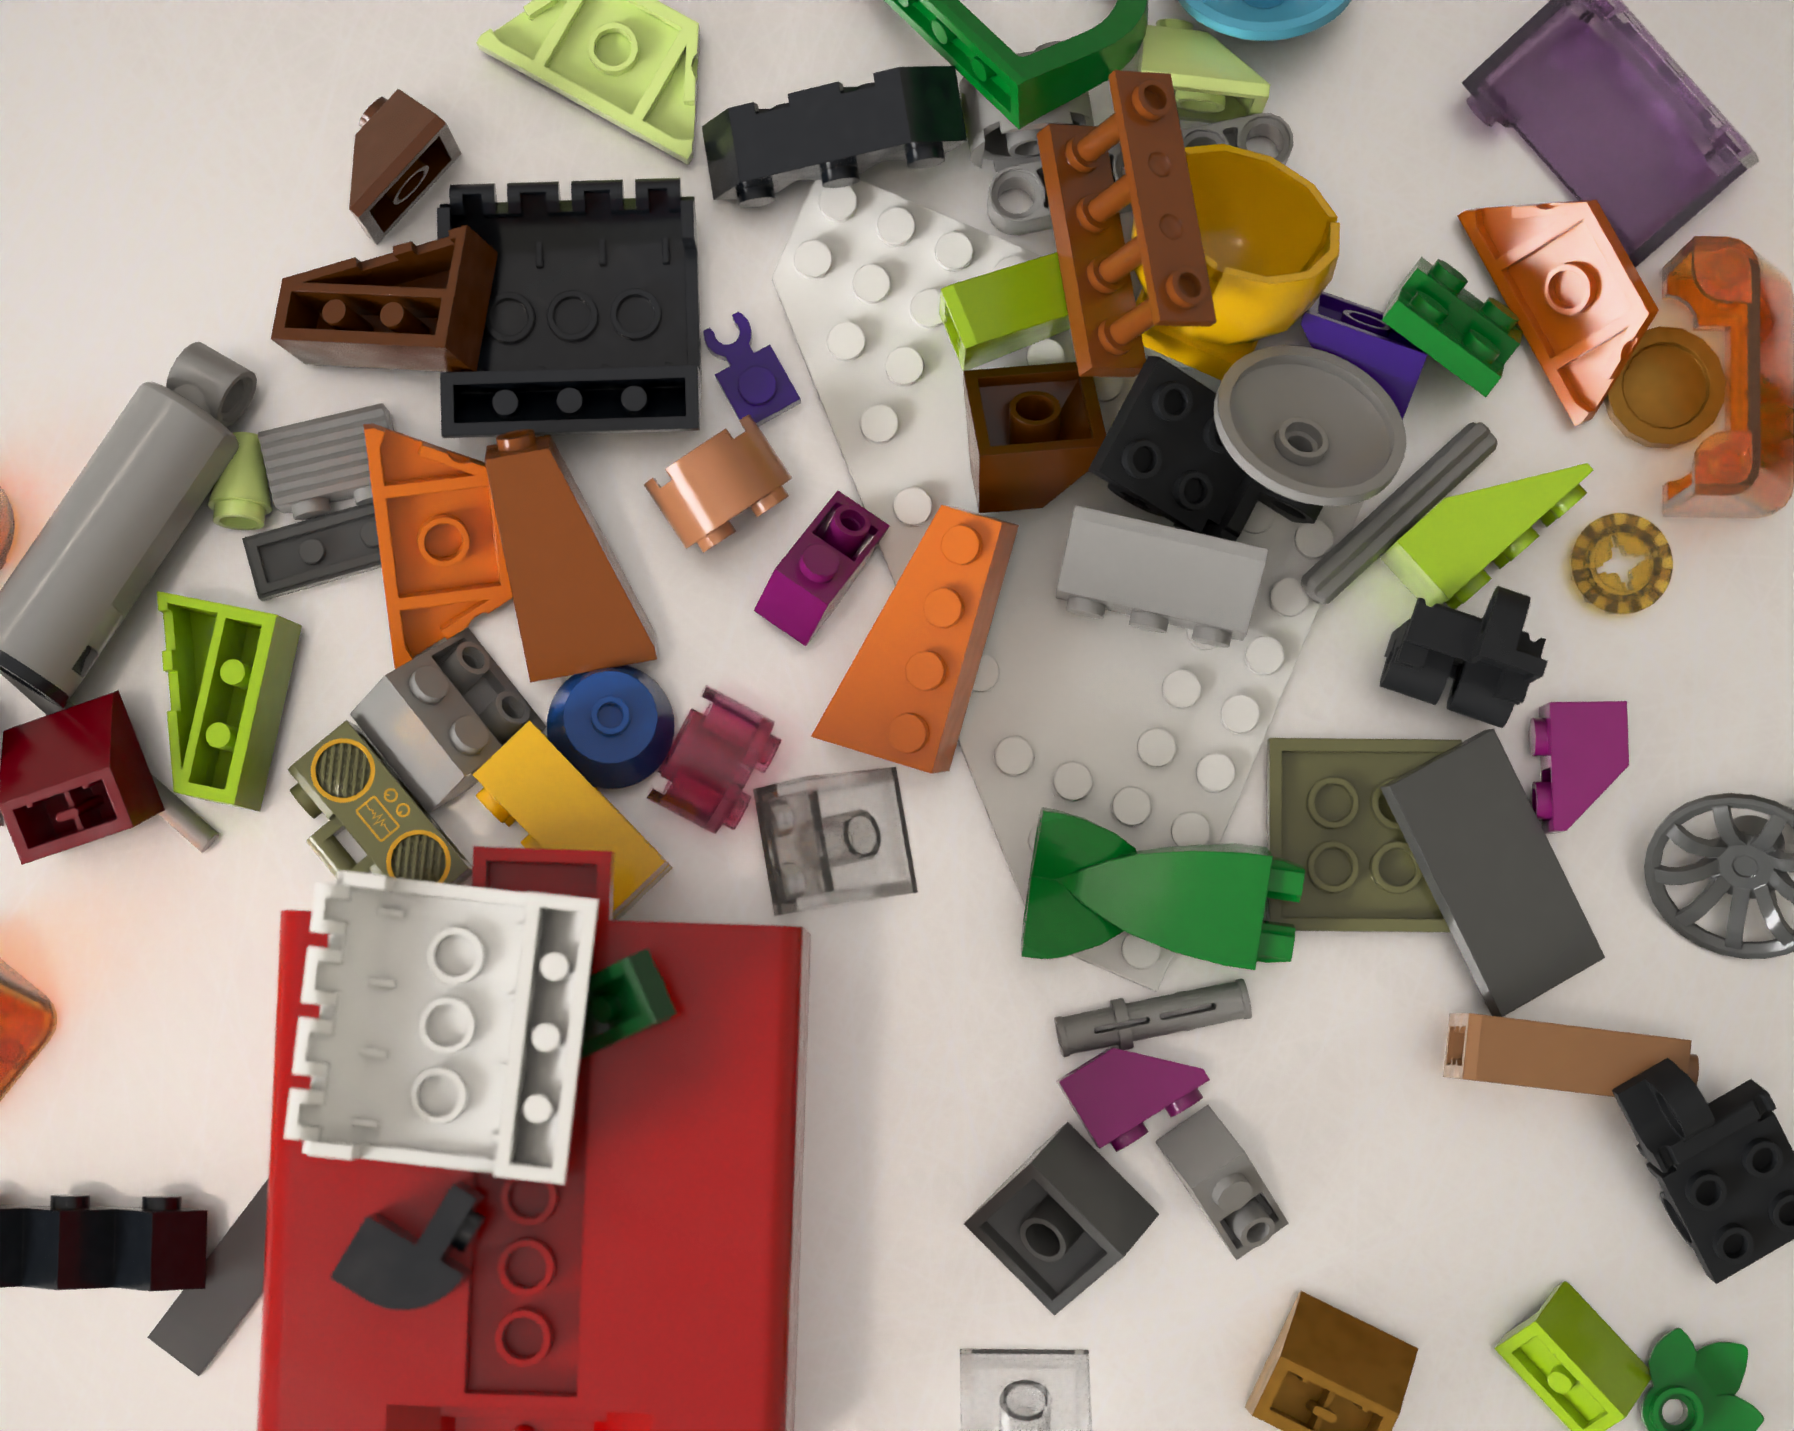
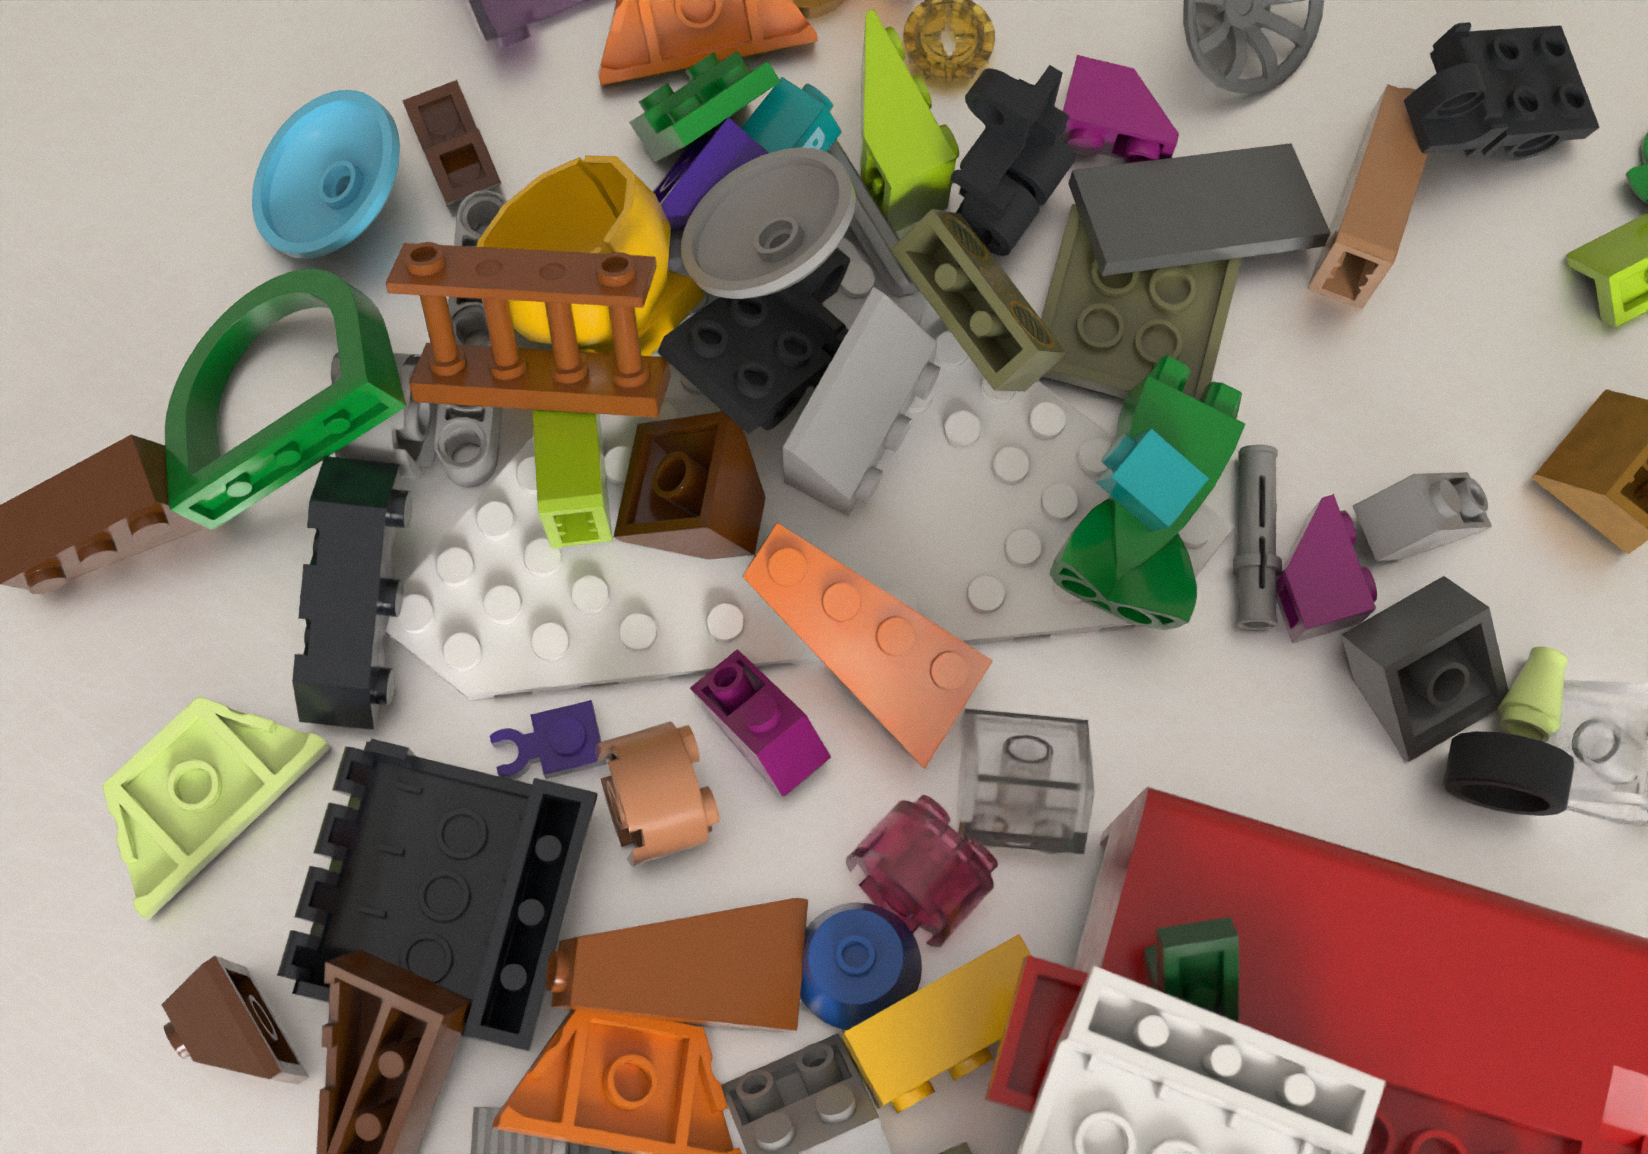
camera: 80 degrees left, 10 degrees down
(966, 1317) = (1509, 773): none -> black tyre
(1060, 1335) = (1535, 698): none -> yellowish green cone
(1155, 880) = (1150, 478): none -> teal brick
(1205, 74) = (425, 219): yellowish green slope -> none
(1308, 664) = (977, 301): none -> olive piece
(1347, 83) = (451, 142): none -> reddish brown slope
(1450, 425) = (793, 119): none -> teal brick

